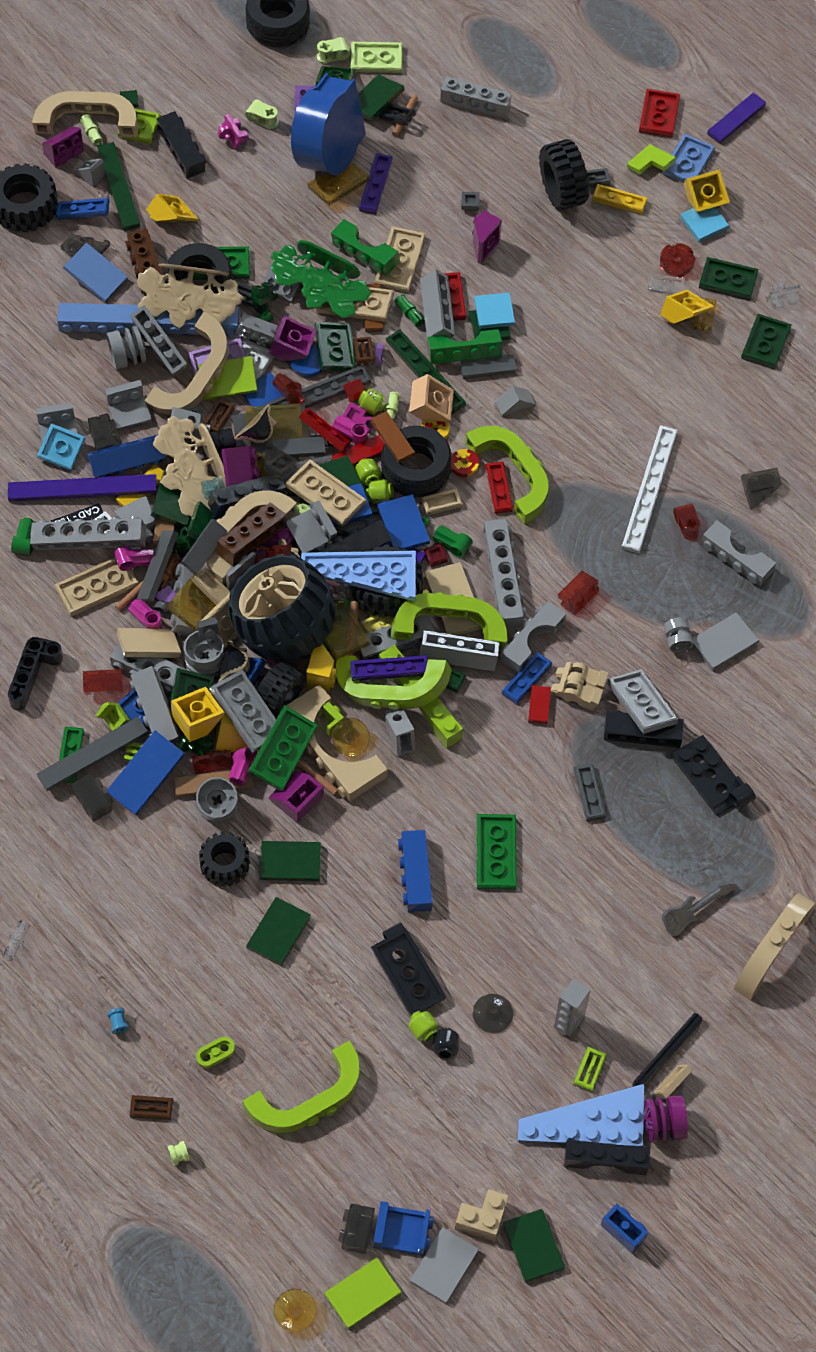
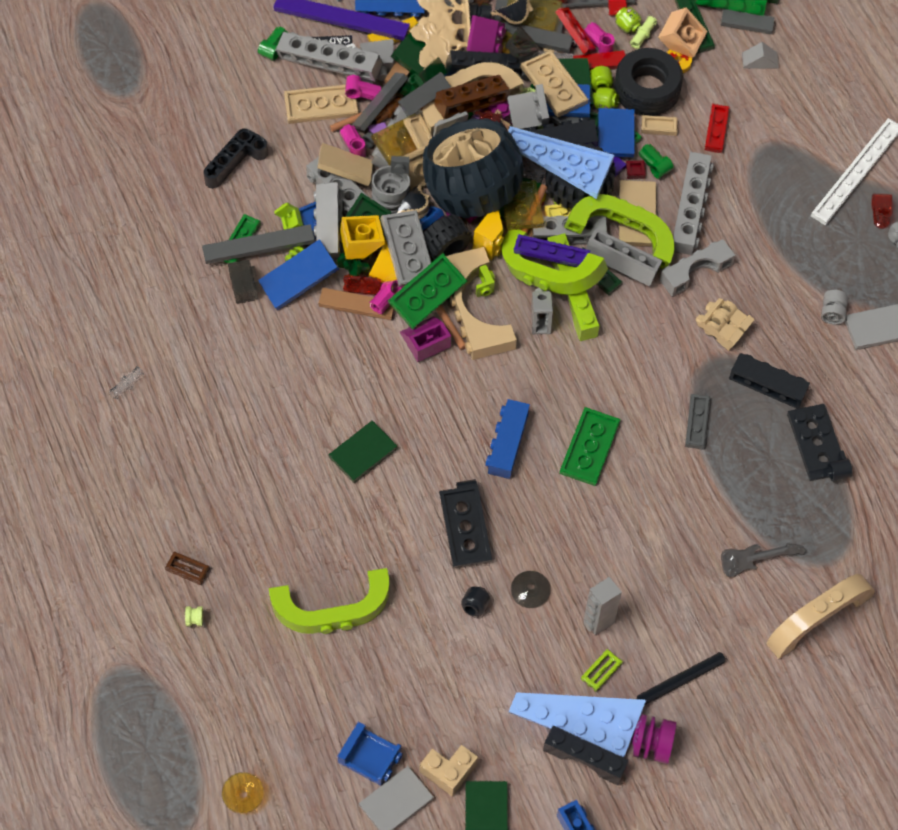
camera: 20 degrees right, 0 degrees up
(102, 680) = (292, 184): clear red hinge -> none
(118, 1021) = (187, 482): dark azure bush -> none
(208, 486) = (450, 45): clear light blue wheel -> none
(214, 789) = (355, 308): light grey wheel -> none
(215, 1053) = (263, 537): lime plate -> none
(224, 844) = (338, 359): black tyre -> none
(290, 861) = (398, 393): dark green tile -> none
(357, 414) = (610, 25): dark pink plate -> none
(357, 1228) = (328, 739): clear smoke brick -> none
(358, 733) = (503, 299): clear yellow dish -> none
(362, 1293) = (311, 799): lime tile -> none
(392, 437) = (633, 52): dark orange tile -> none
(423, 1026) = (460, 578): lime head -> none
(464, 470) = (693, 104): red piece -> none
(502, 439) = (728, 83): lime arch -> none
(527, 676) = (678, 302): blue tile -> none
(539, 704) = (680, 329): red tile -> none
(578, 592) = (755, 241): clear red hinge -> none
(642, 701) = (777, 355): light grey tile -> none
(672, 1081) = (675, 707): tan tile -> none

